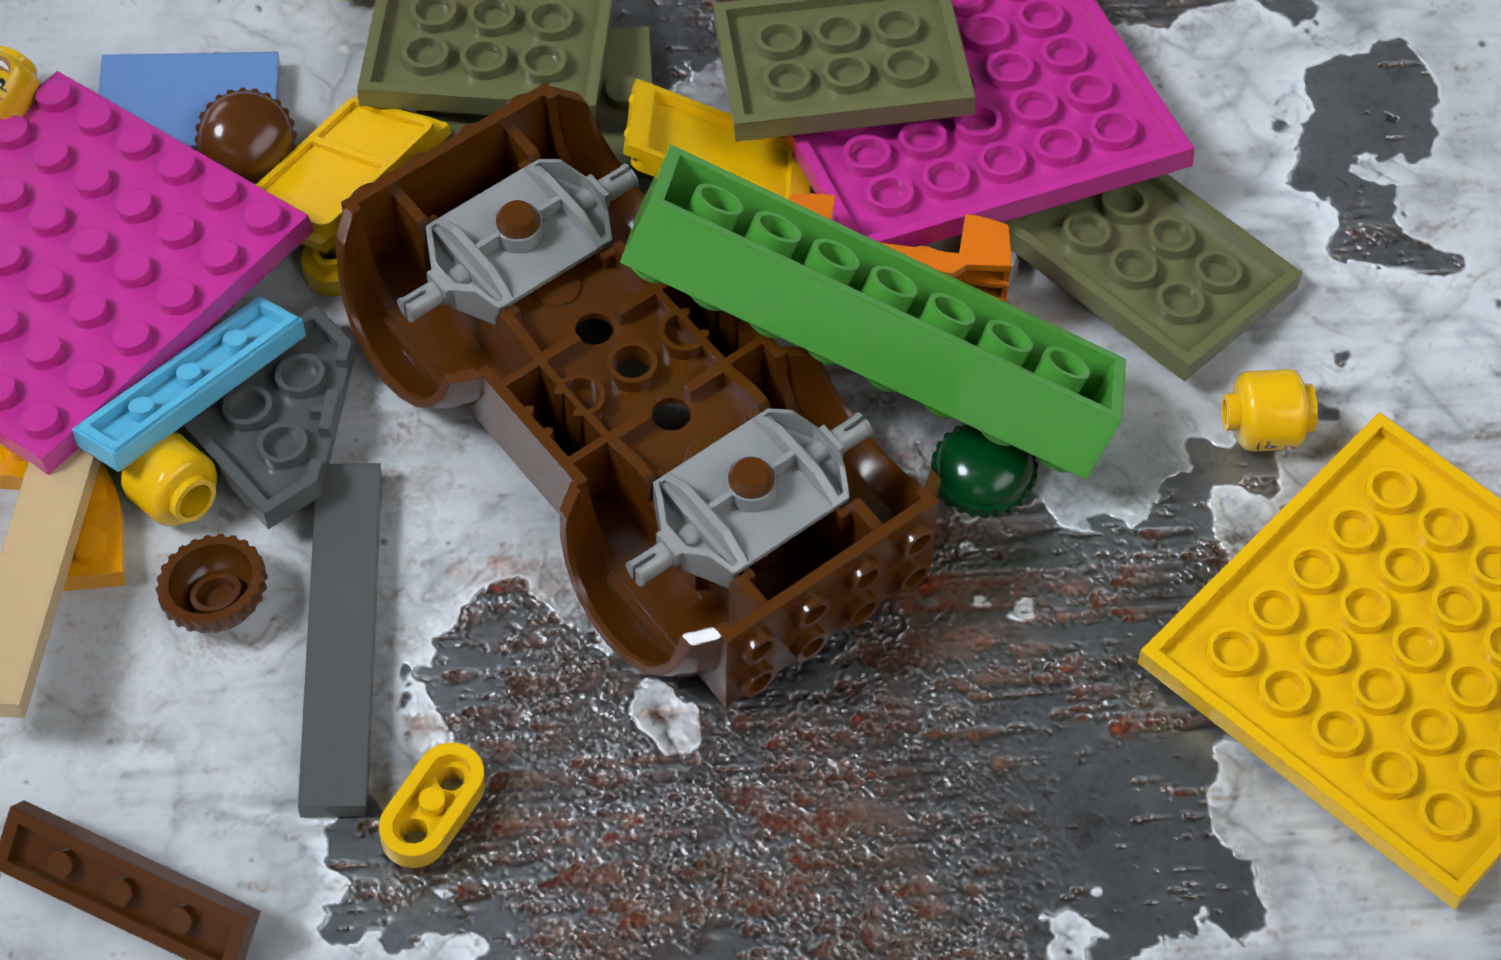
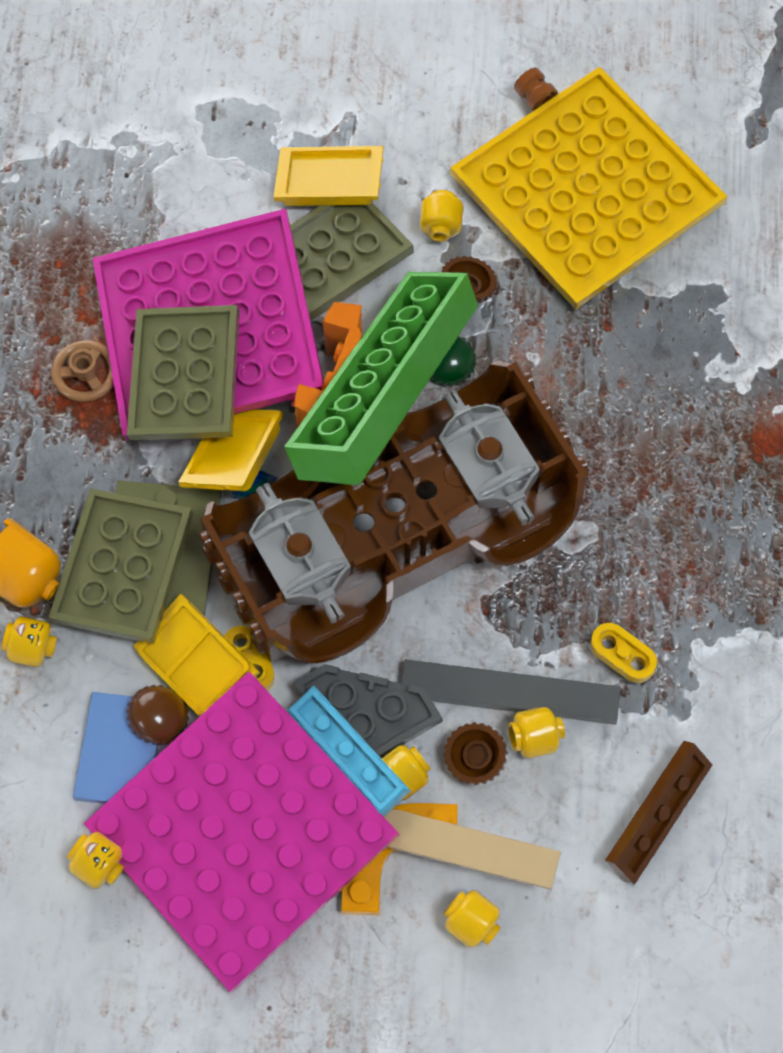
camera: 80 degrees left, 10 degrees up
(258, 671) = (536, 732): none -> yellow head
(1147, 469) = (479, 273): none -> reddish brown hat
(1306, 229) = (328, 175): none -> yellow piece

